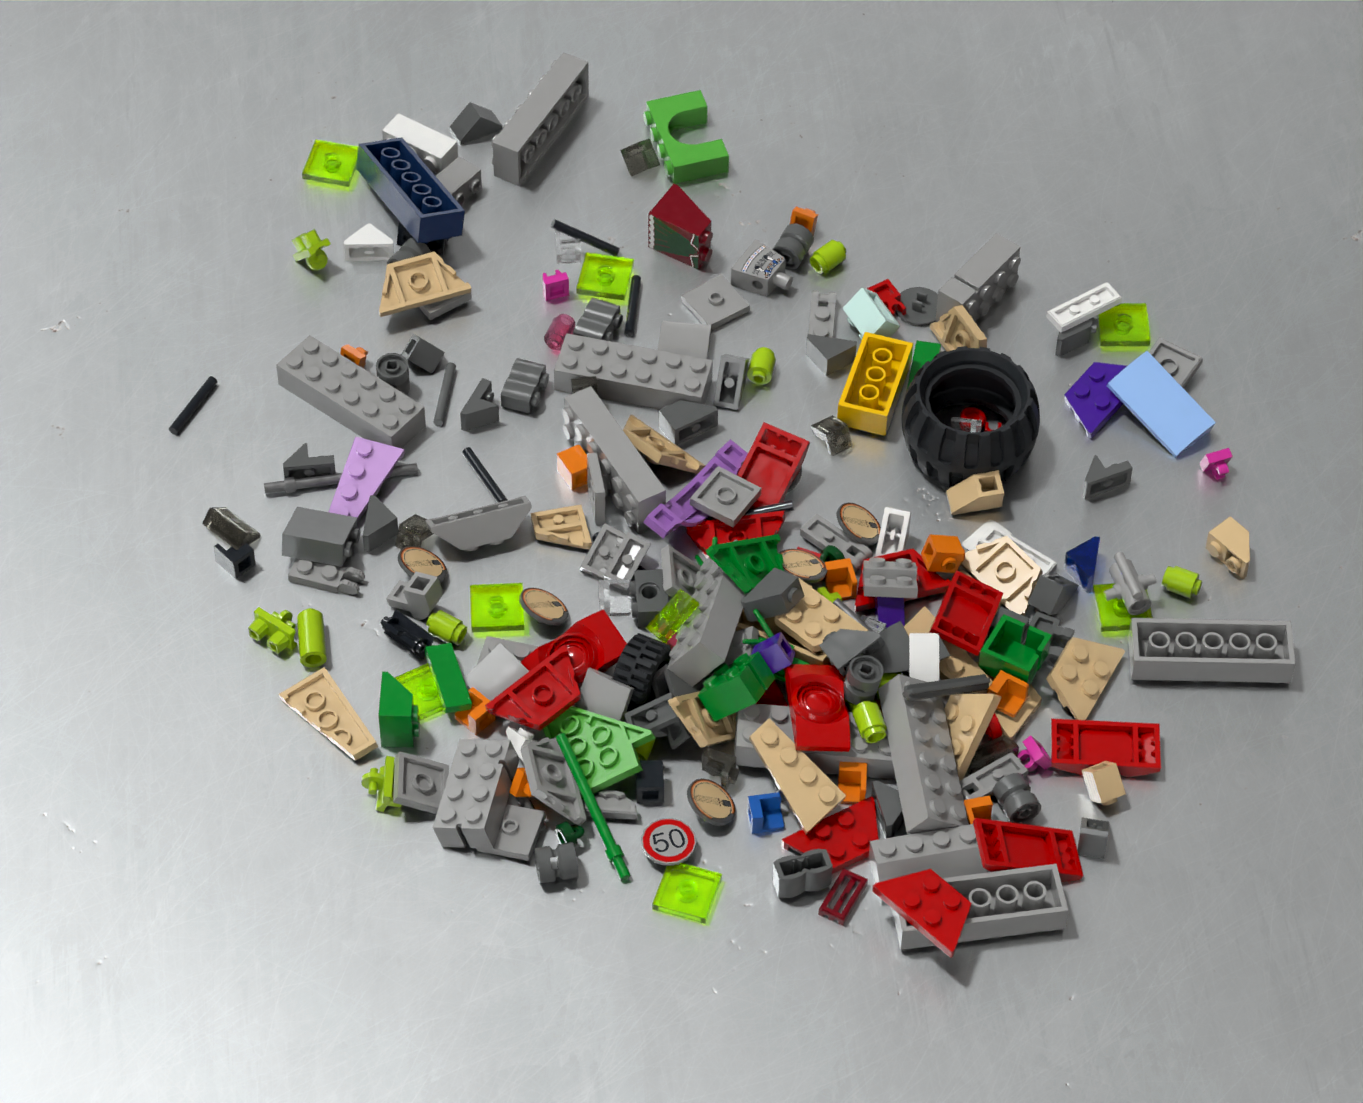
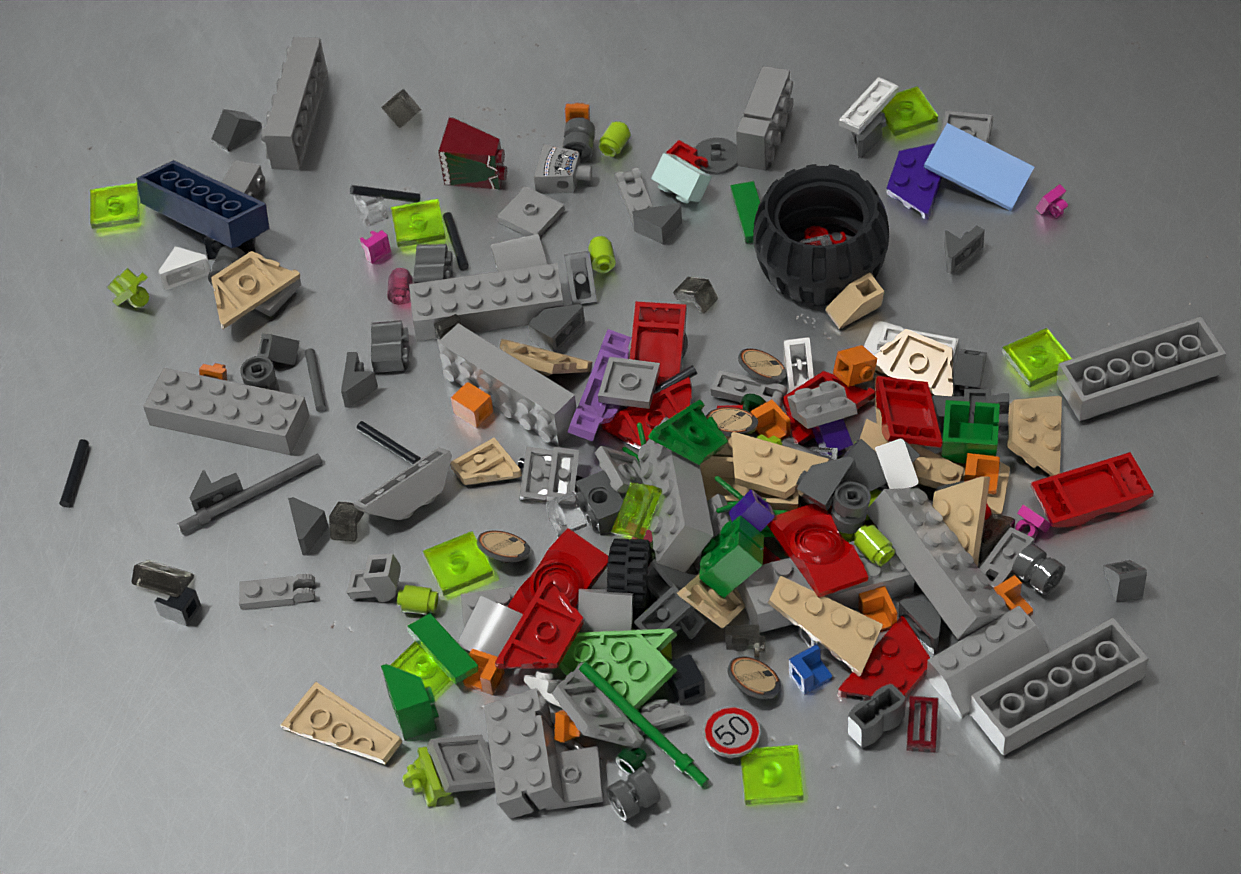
camera: 15 degrees left, 0 degrees up
(276, 626) = (250, 659): lime hips -> none
(311, 638) = (289, 657): lime brick -> none
(320, 536) = (256, 555): brick -> none
(363, 475) = (272, 484): lavender wing -> none
(407, 633) = (383, 619): black hinge -> none
(418, 559) = (363, 544): piece -> none
(431, 146) = (206, 159): white brick -> none
(597, 488) = (503, 417): light grey plate -> none
(683, 160) = (439, 98): bright green arch -> none
(773, 595) = (727, 457): dark grey slope -> none
(875, 383) = (714, 234): yellow brick -> none
(928, 906) = (1018, 703): red wing -> none
(946, 687) = (931, 486): dark grey axle -> none
(958, 330) = (767, 163): tan wing -> none
(1022, 846) = (1073, 612): red slope -> none
(1081, 563) = (983, 331): clear blue slope -> none
(1103, 783) = (1110, 525): tan brick -> none
(1129, 585) = (1039, 335): light grey pin -> none
(1181, 581) = (1079, 316): lime brick -> none
(1230, 545) = (1106, 270): tan slope -> none

